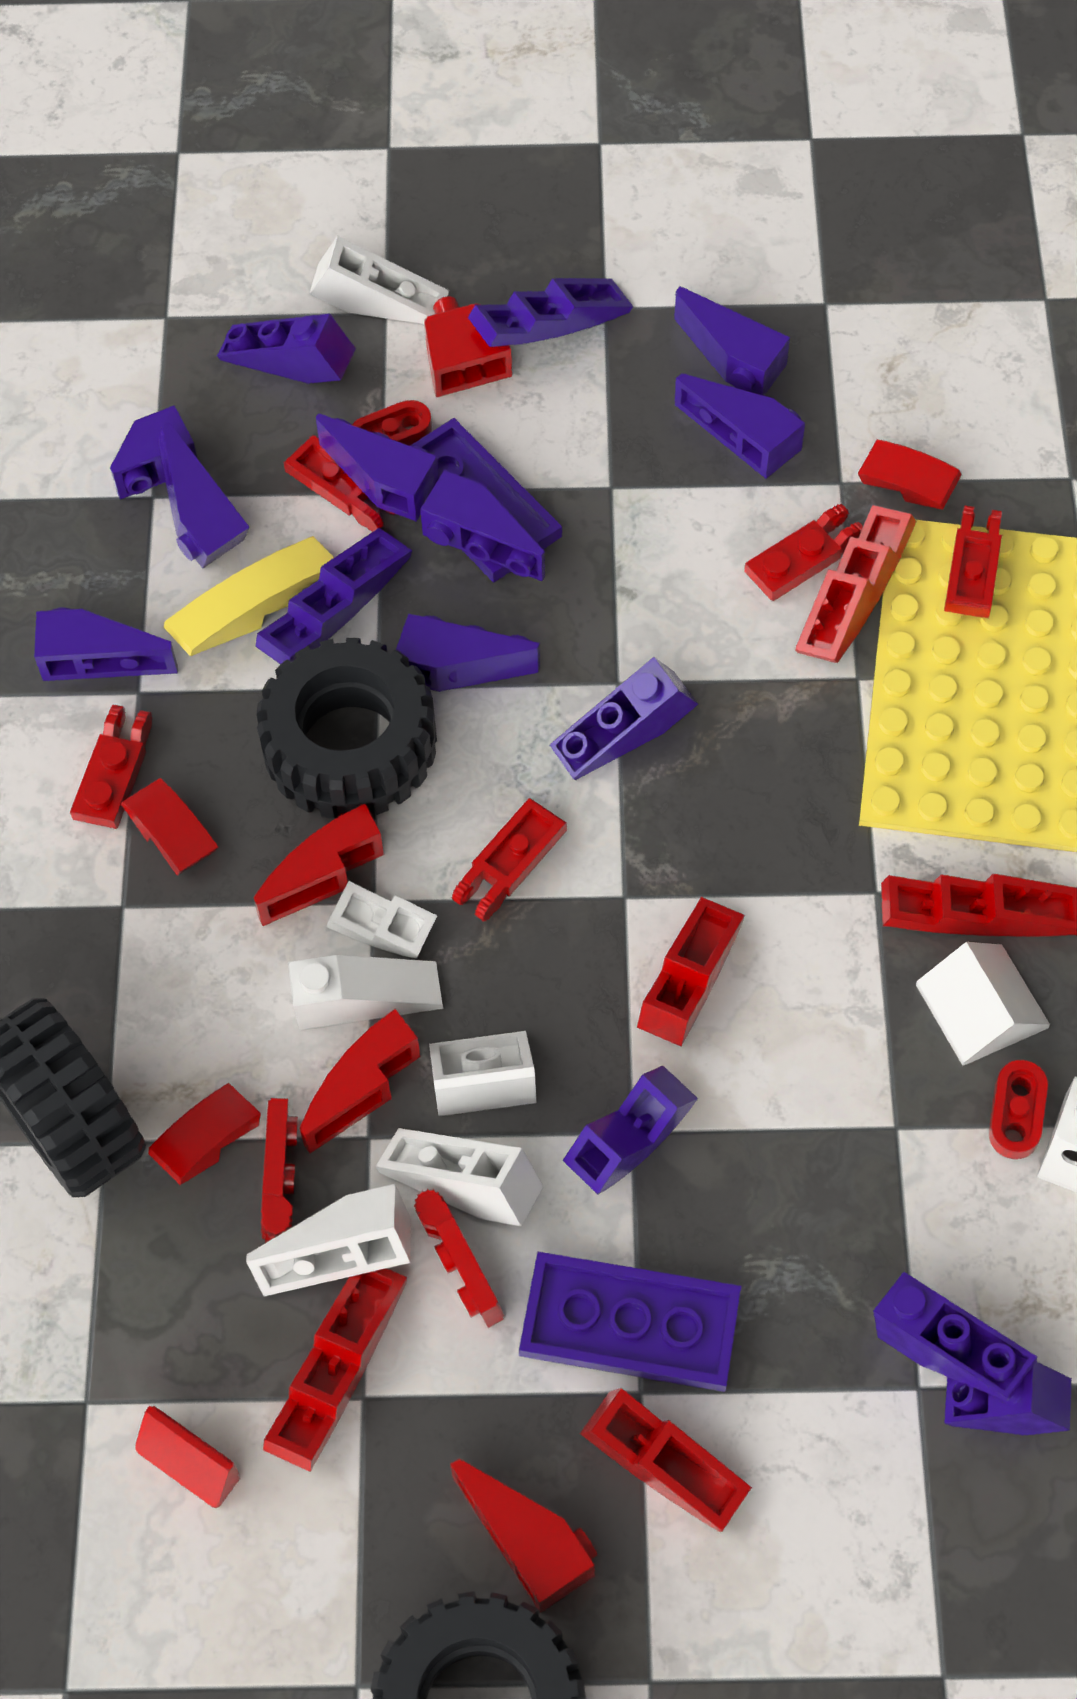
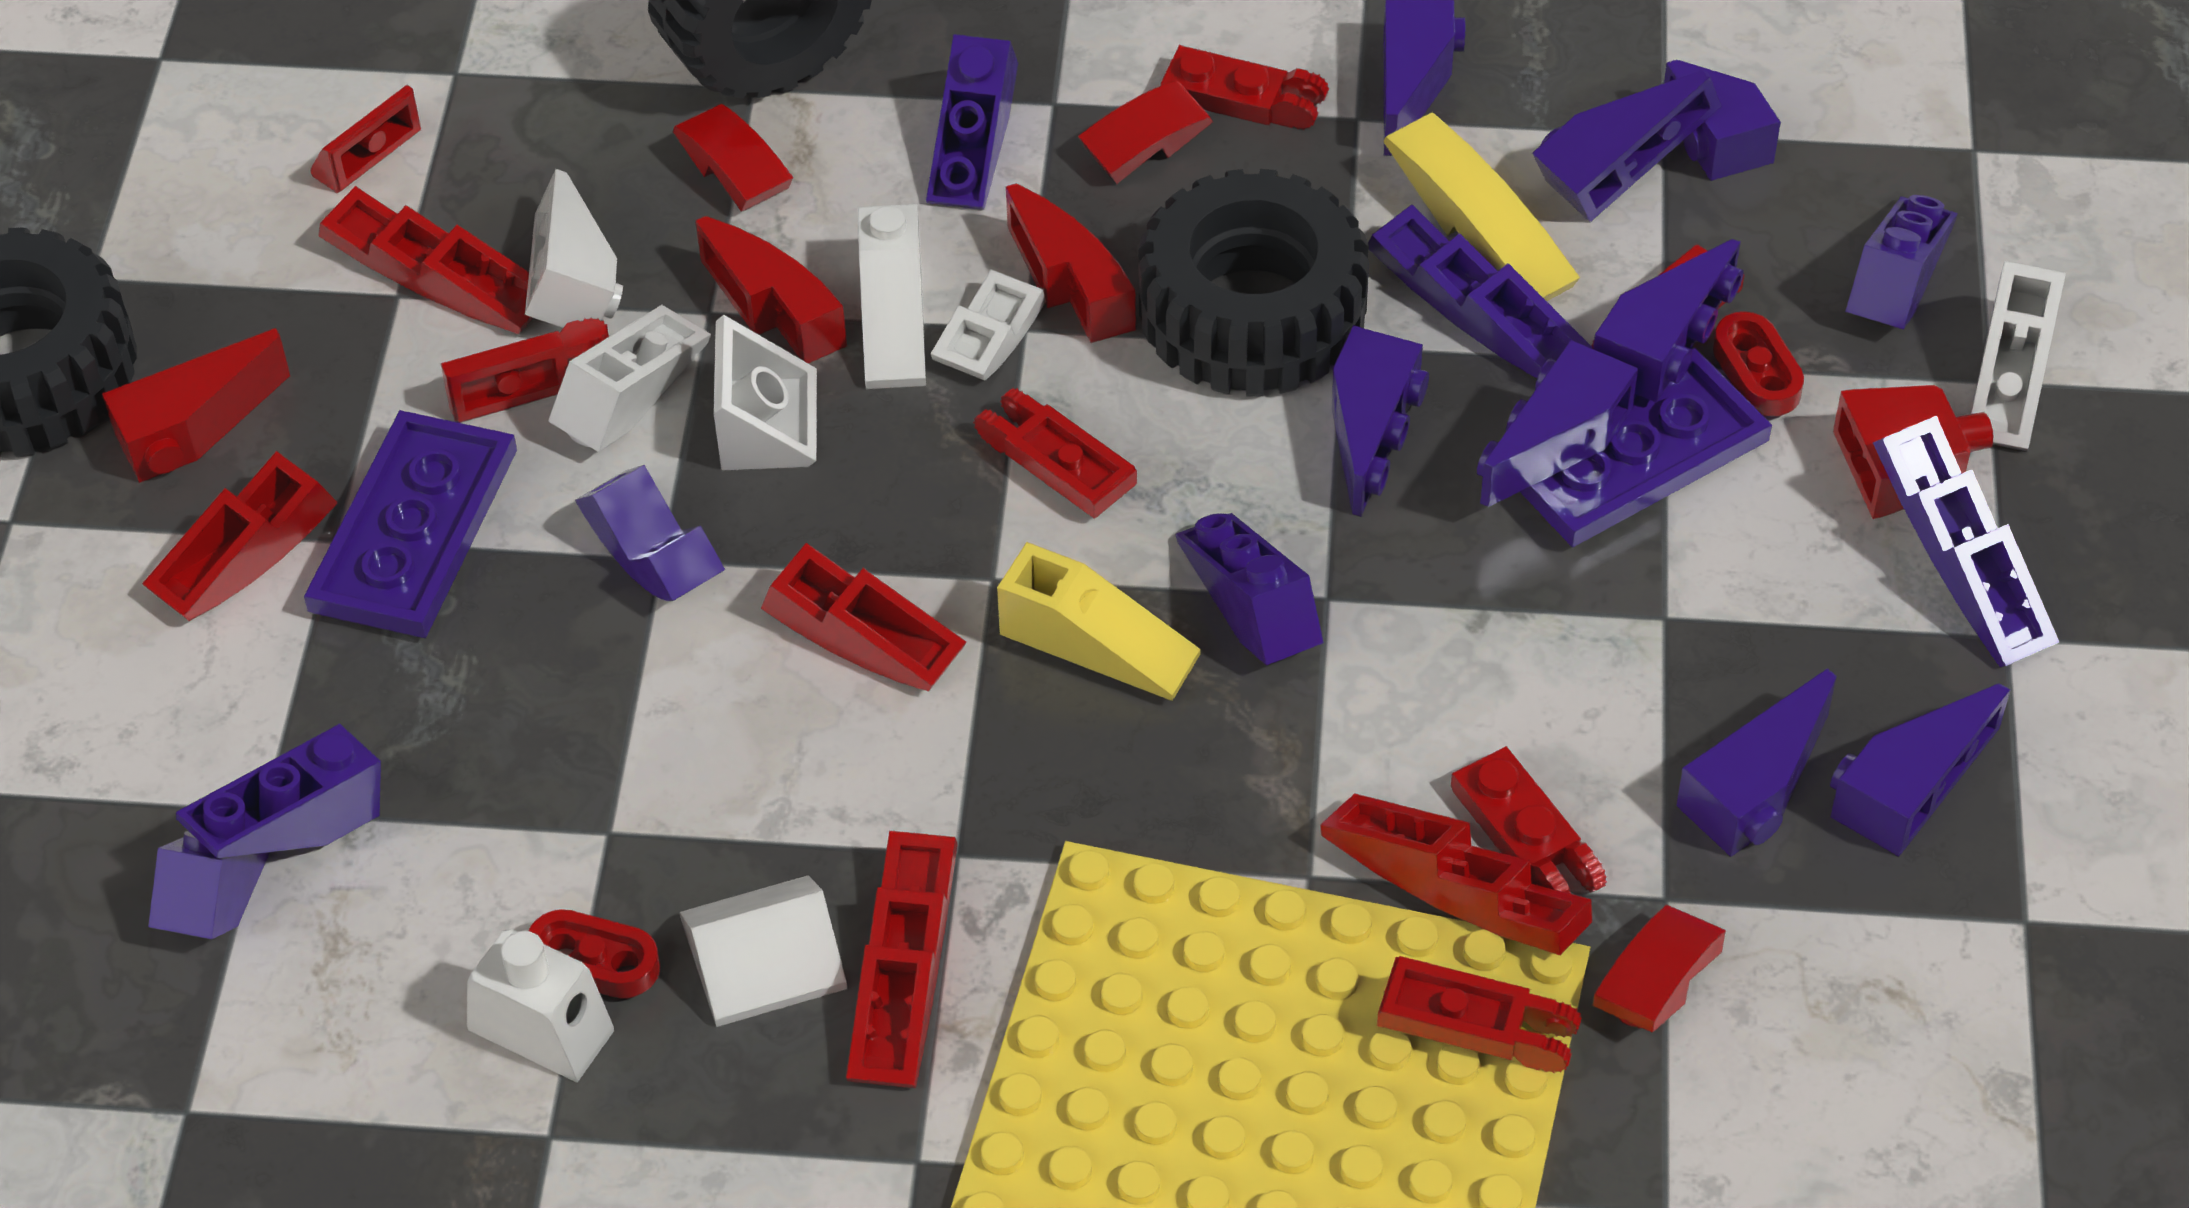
camera: 95 degrees right, 10 degrees down
(162, 951) = (972, 121): none -> dark purple slope
(278, 1175) = (665, 209): red hinge -> none
(681, 815) = (1090, 622): none -> light yellow slope

